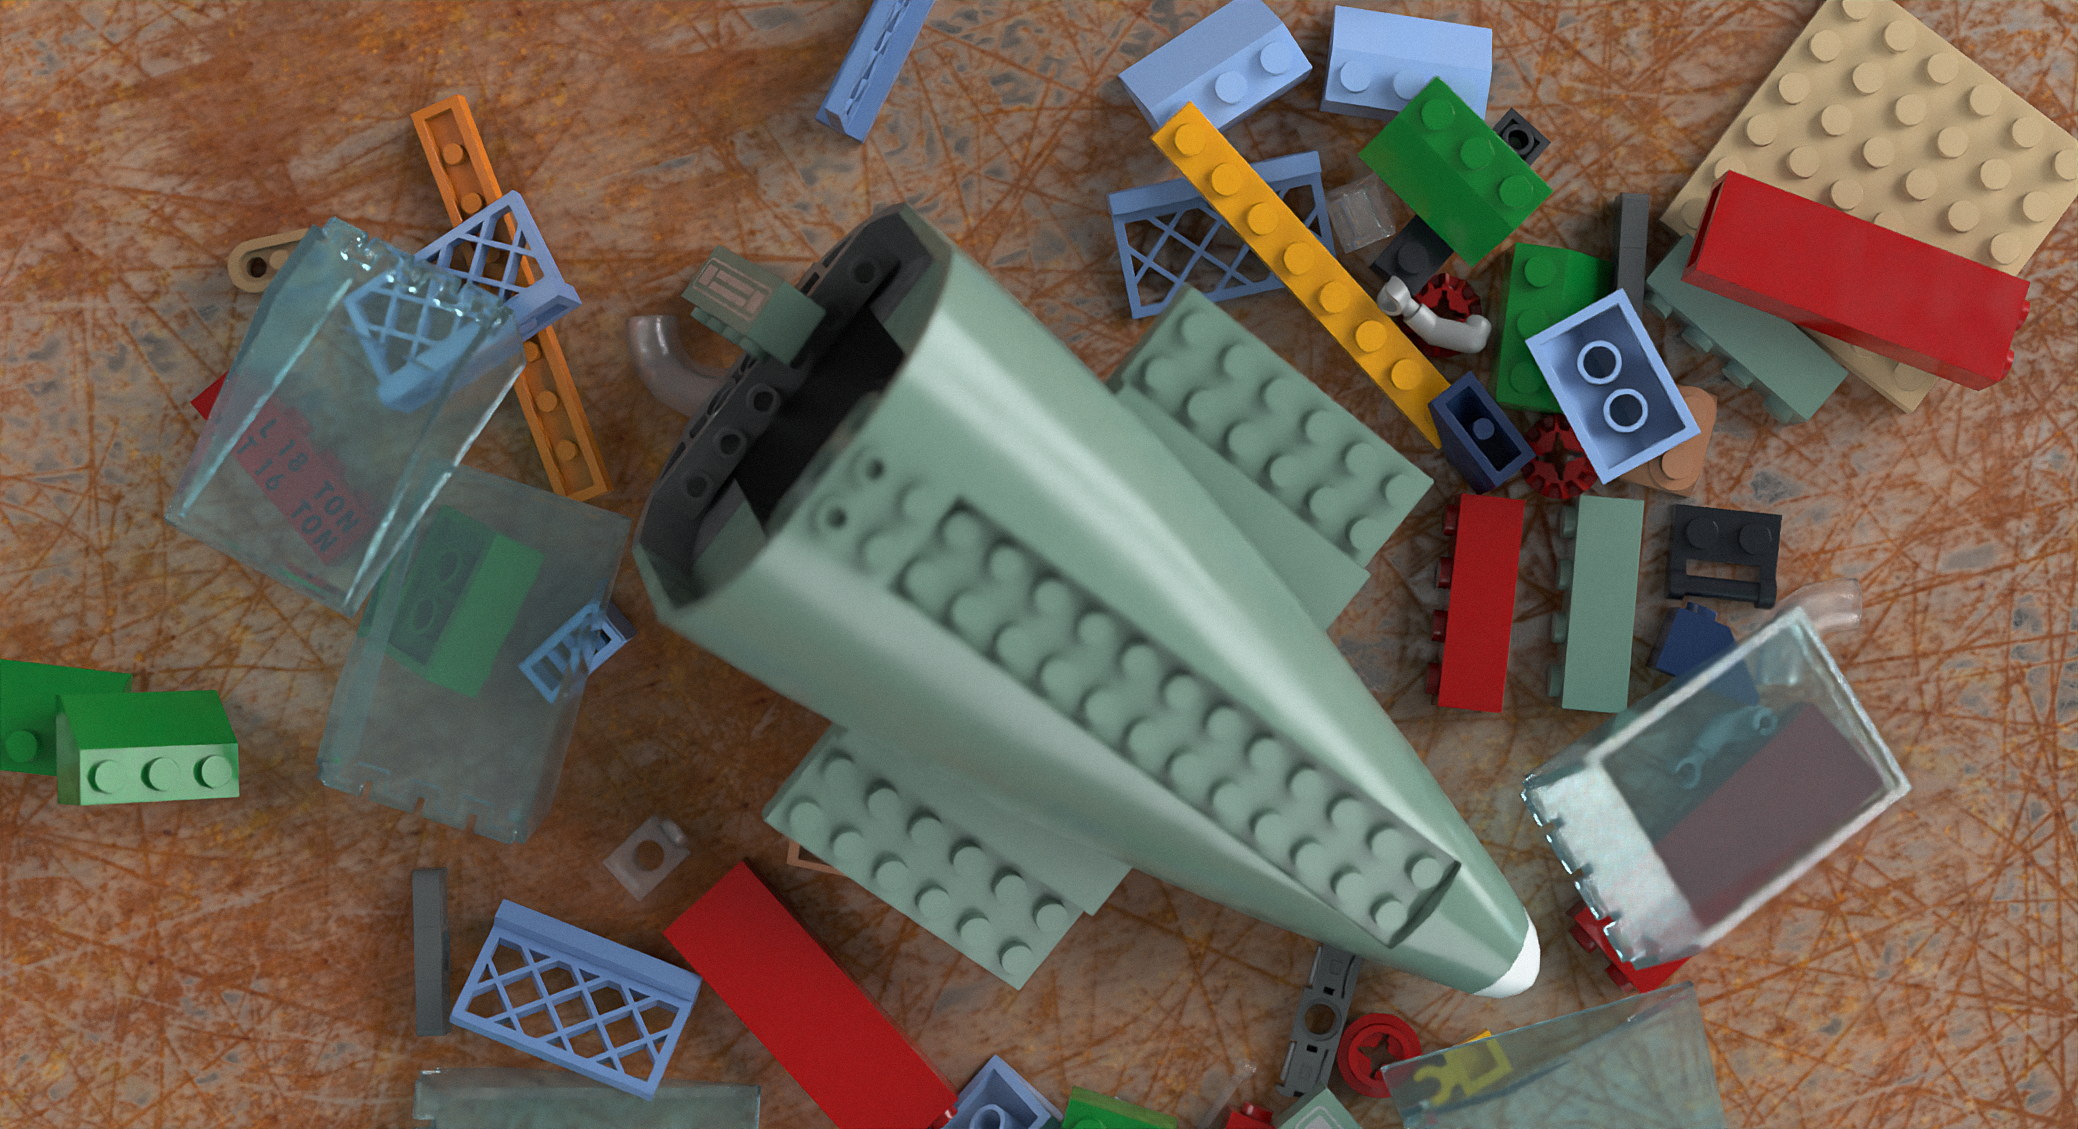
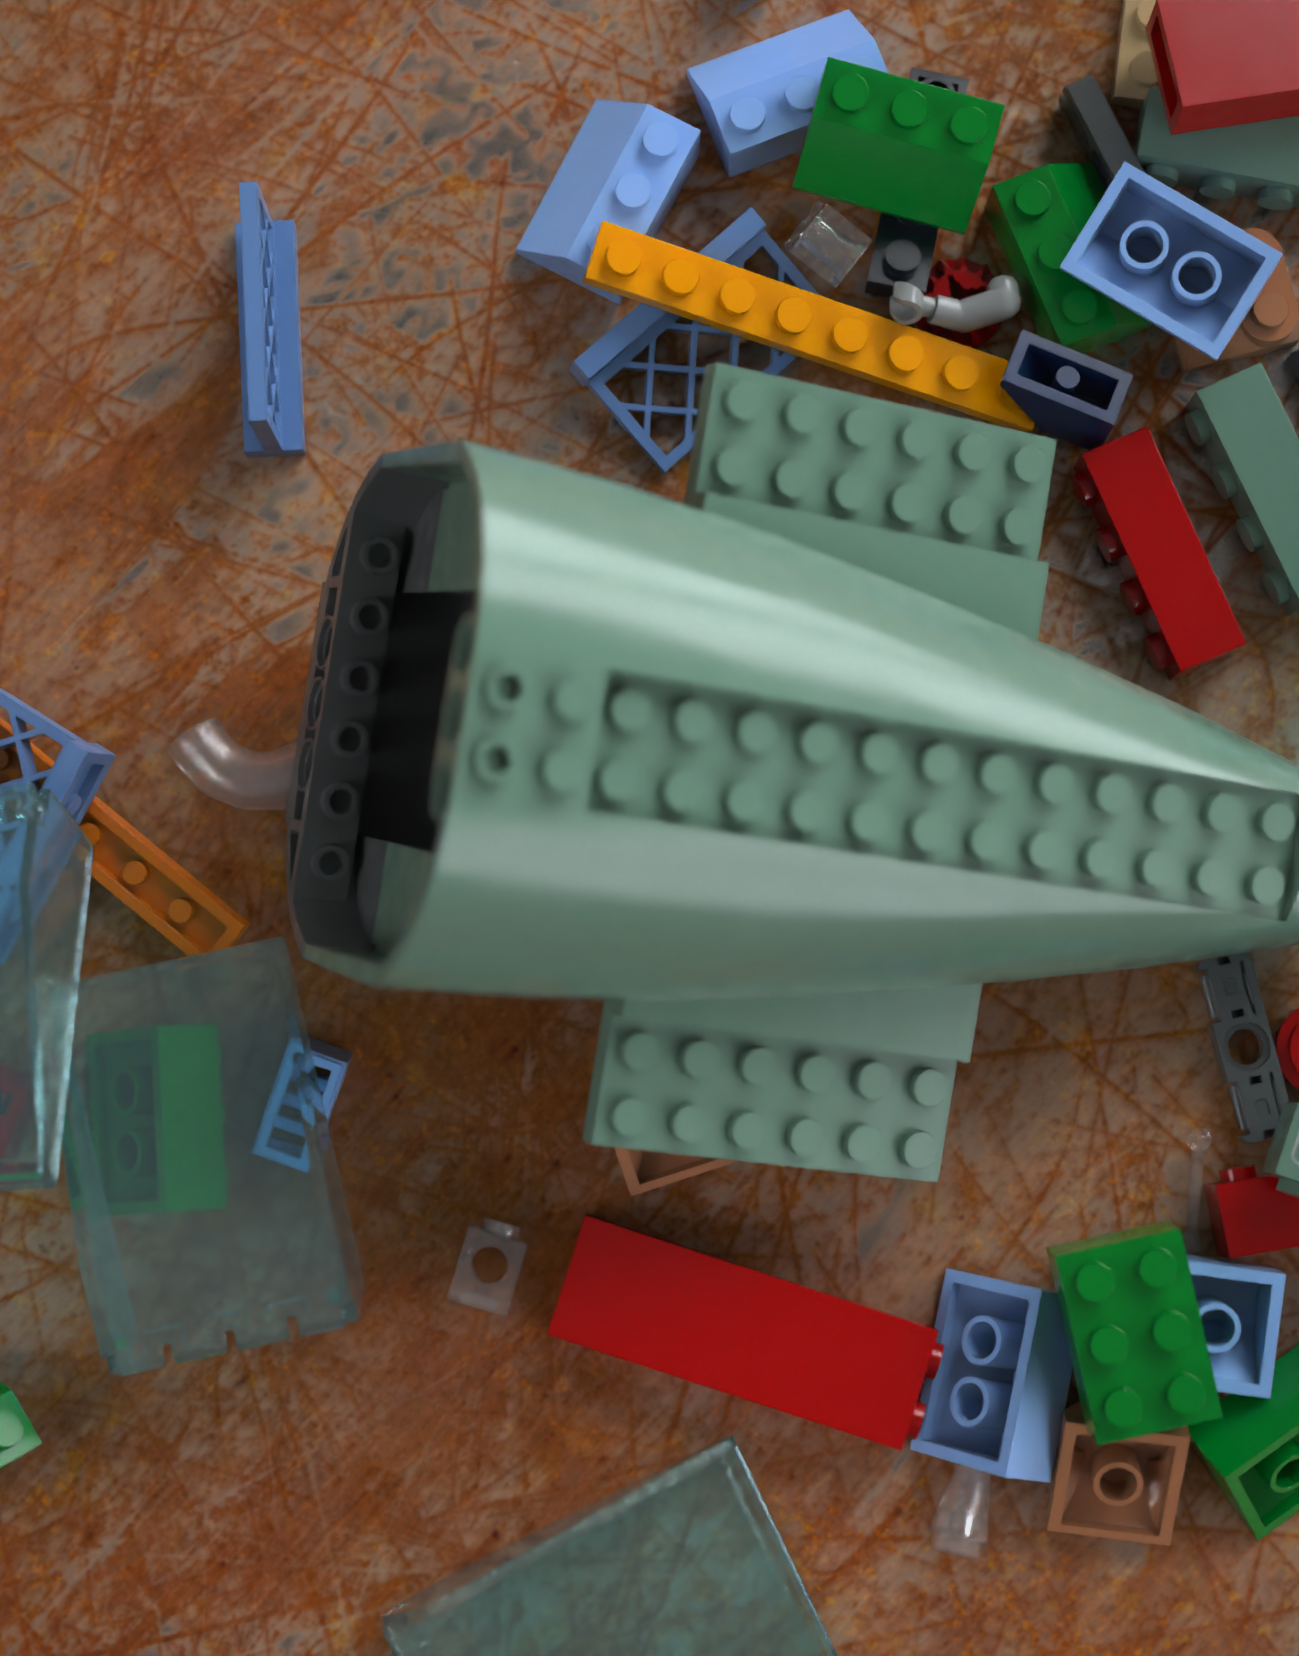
camera: 30 degrees left, 5 degrees down
(431, 951) = (325, 1490): dark grey piece -> none
(587, 957) = (488, 1402): medium blue fence -> none
(751, 307) = (286, 654): sand green brick -> none
(1544, 476) = (1183, 373): red gear -> none

